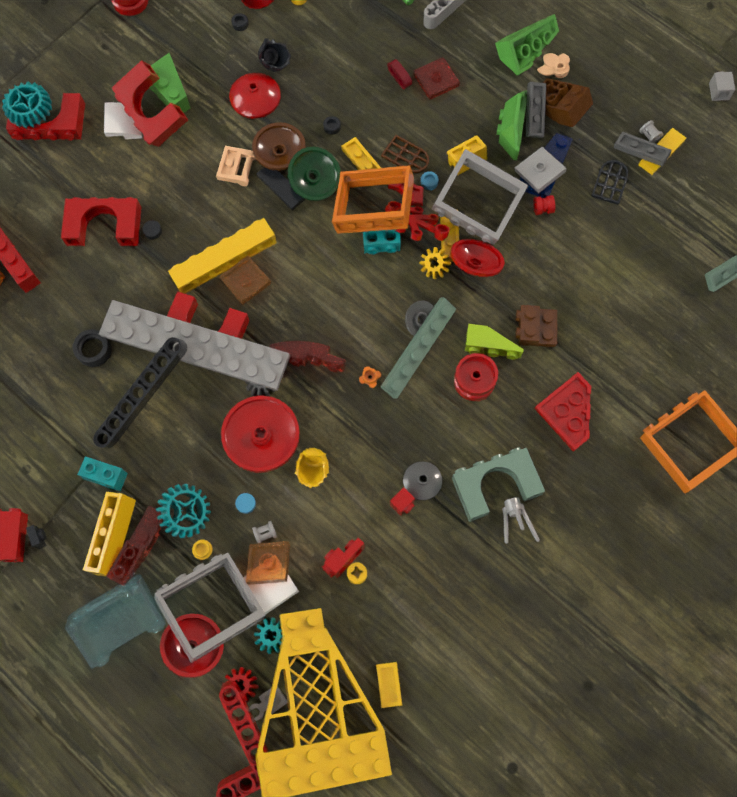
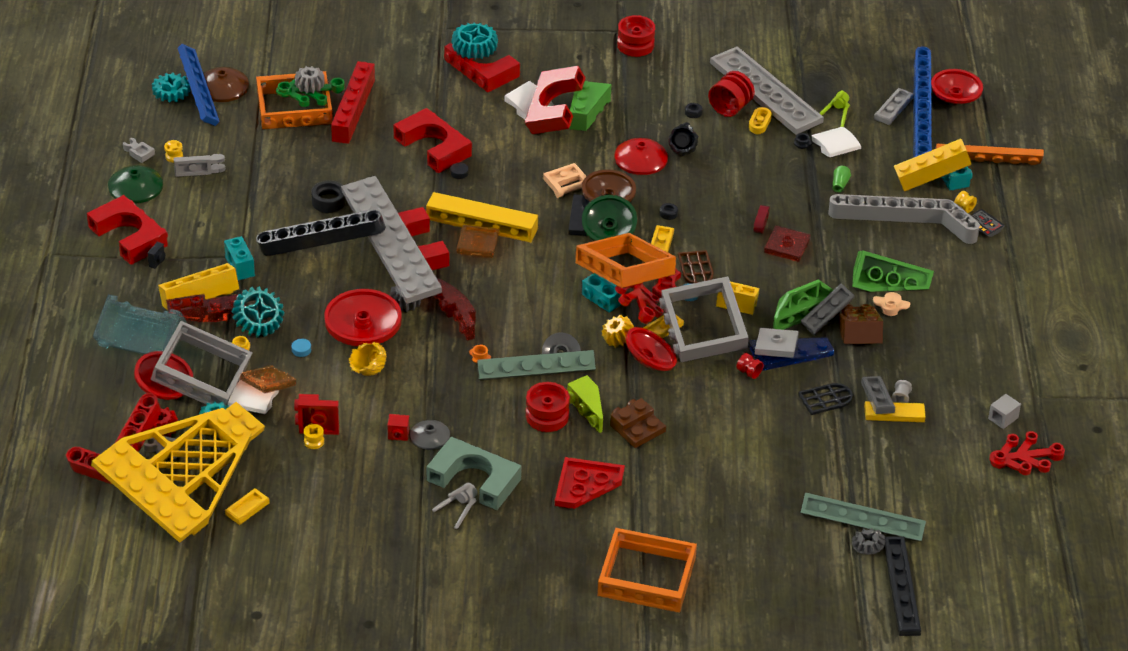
camera: 45 degrees right, 30 degrees down
(271, 533) = (290, 368): light grey bush -> none

